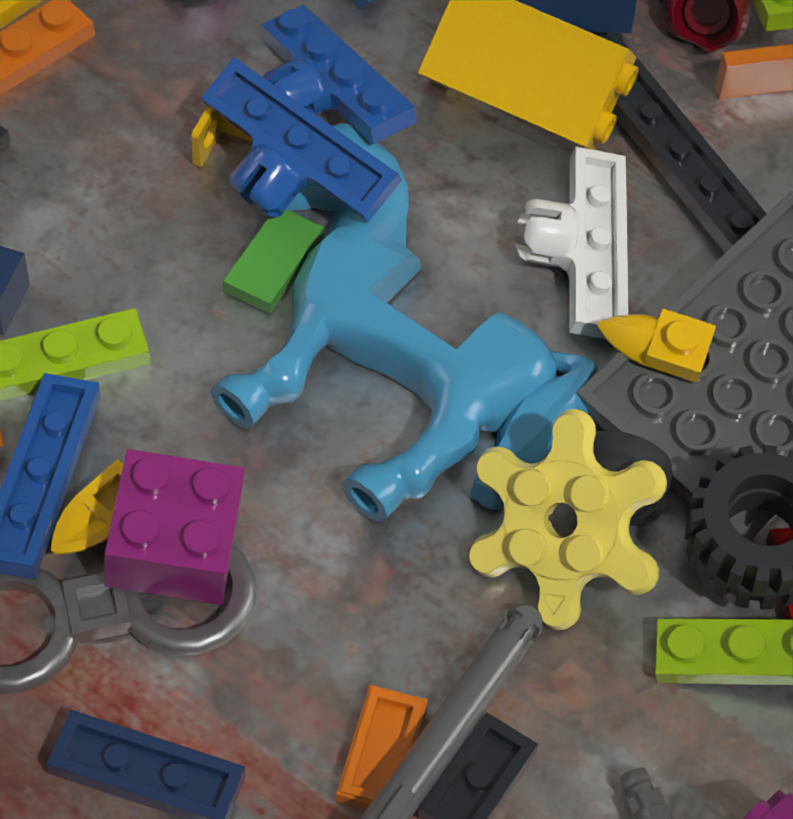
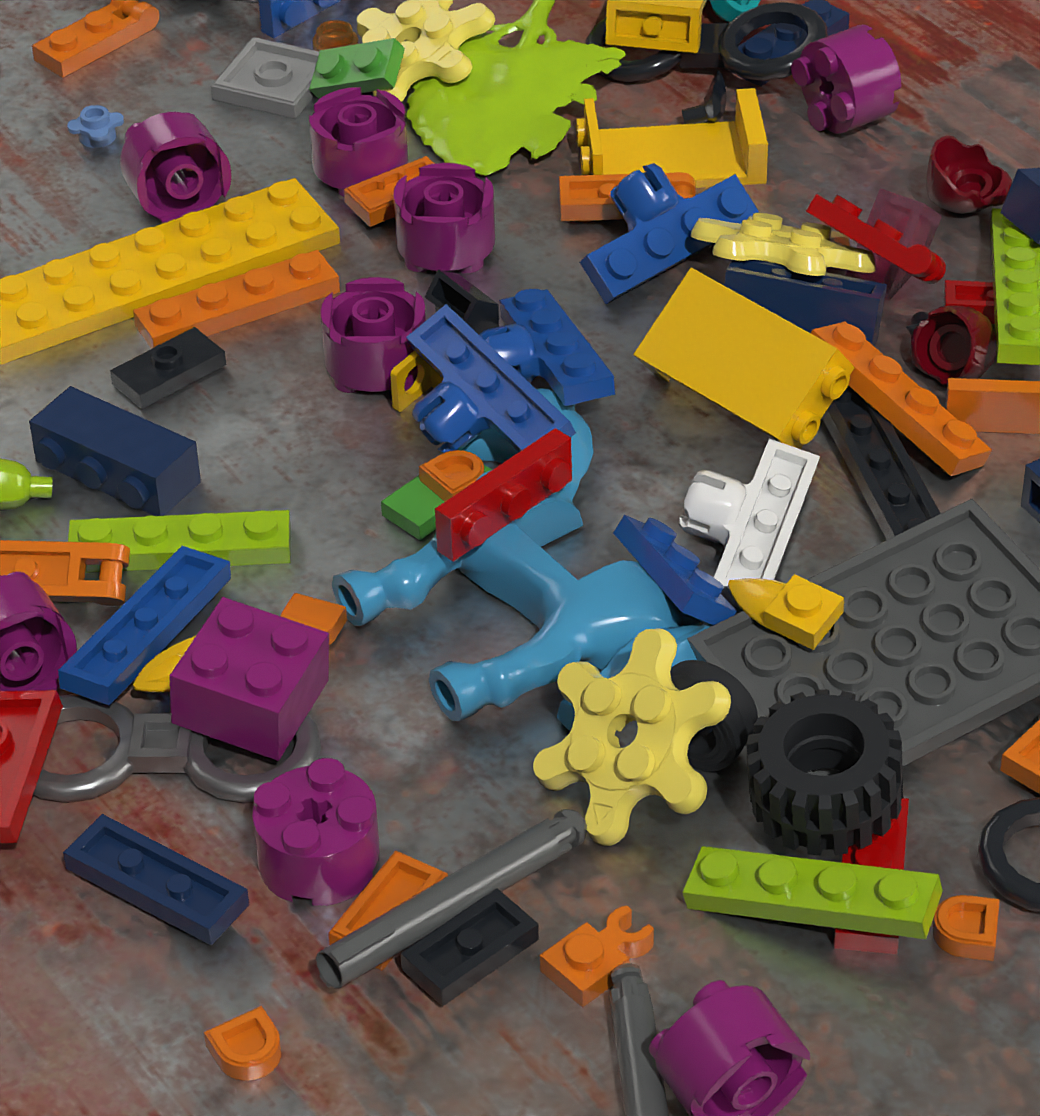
camera: 20 degrees right, 15 degrees down
(155, 90) = (368, 333): none -> magenta brick
(198, 432) = (316, 614): none -> orange tile
(214, 18) = (455, 290): none -> black piece
(287, 241) = (451, 472): none -> orange tile
(292, 687) = (316, 833): none -> magenta brick
(362, 271) = (503, 494): none -> red plate
(538, 315) = (674, 569): none -> blue plate
(592, 764) = (585, 958): none -> orange plate
(684, 82) = (905, 403): none -> orange plate

